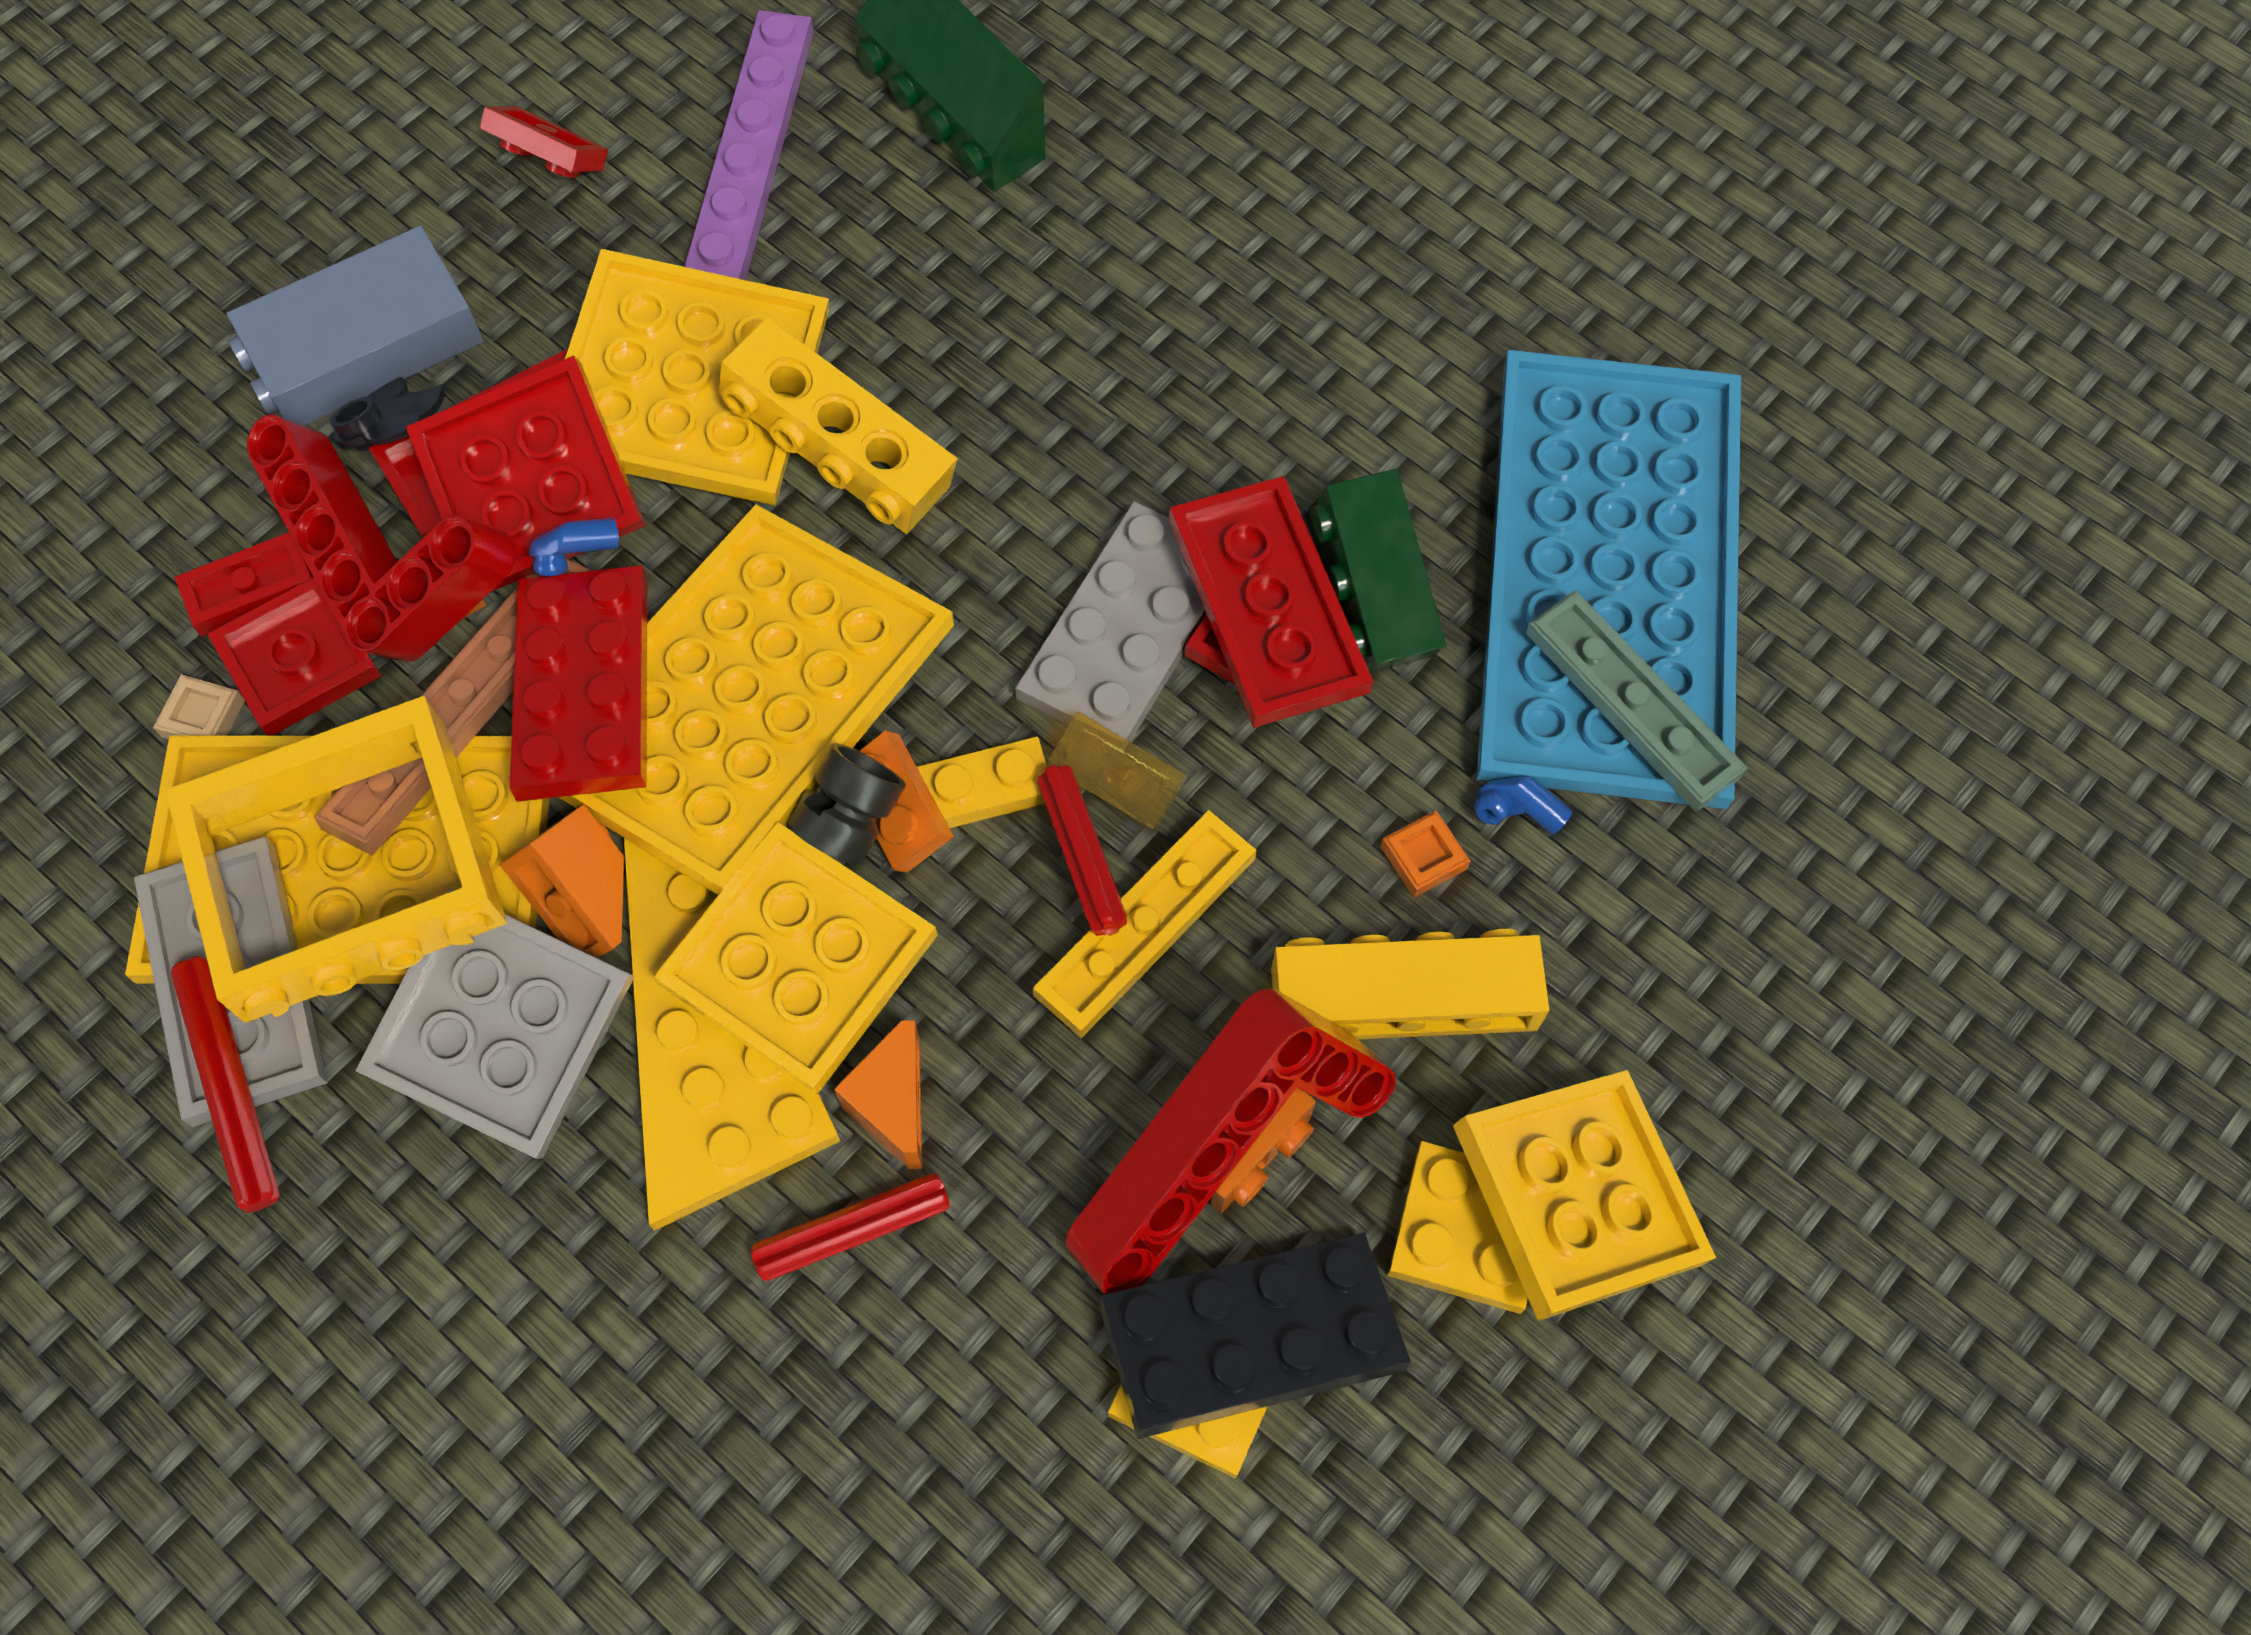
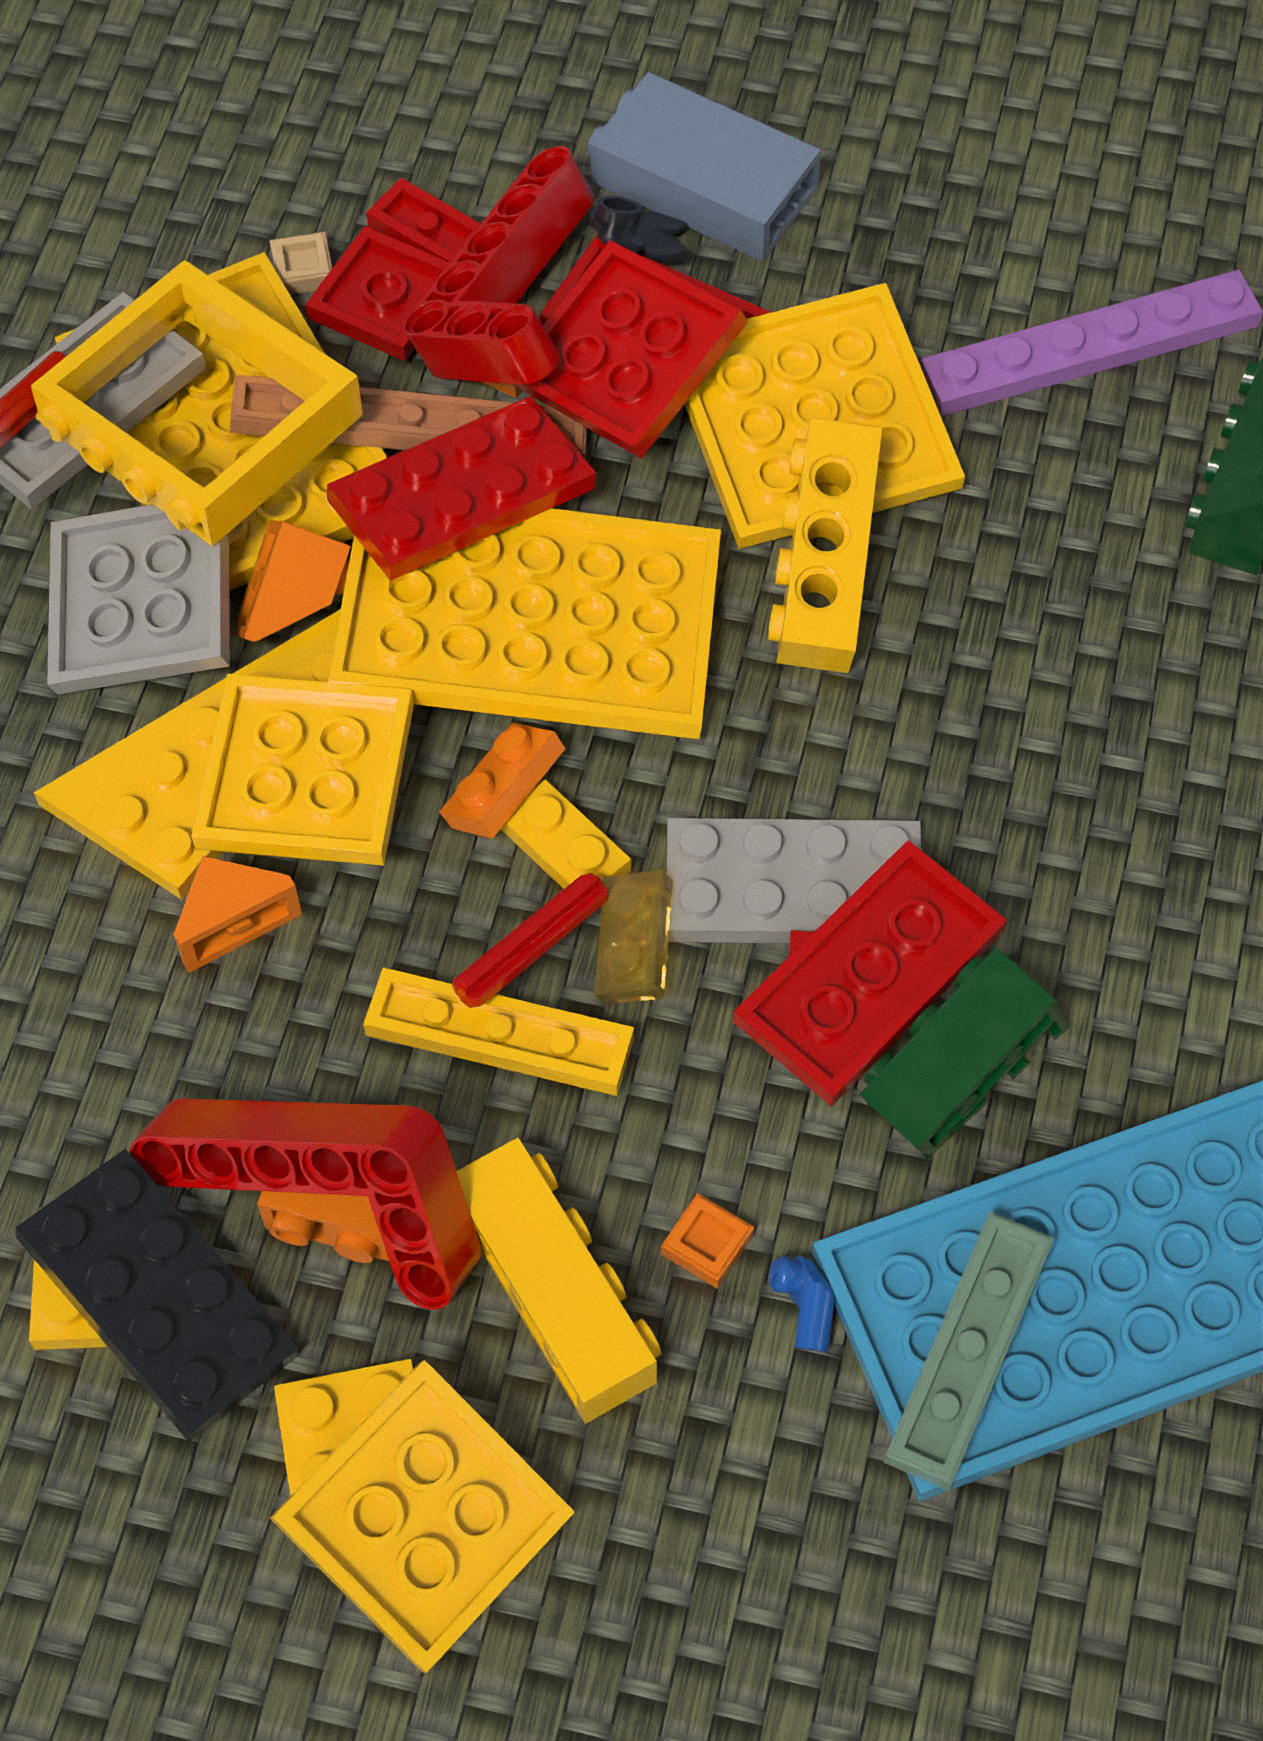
camera: 65 degrees right, 5 degrees down
(530, 134) = (981, 189): red plate -> none
(571, 537) = (581, 407): blue arm -> none
(844, 807) = (461, 731): pearl dark grey wheel -> none
(849, 1227) = (106, 940): red axle -> none

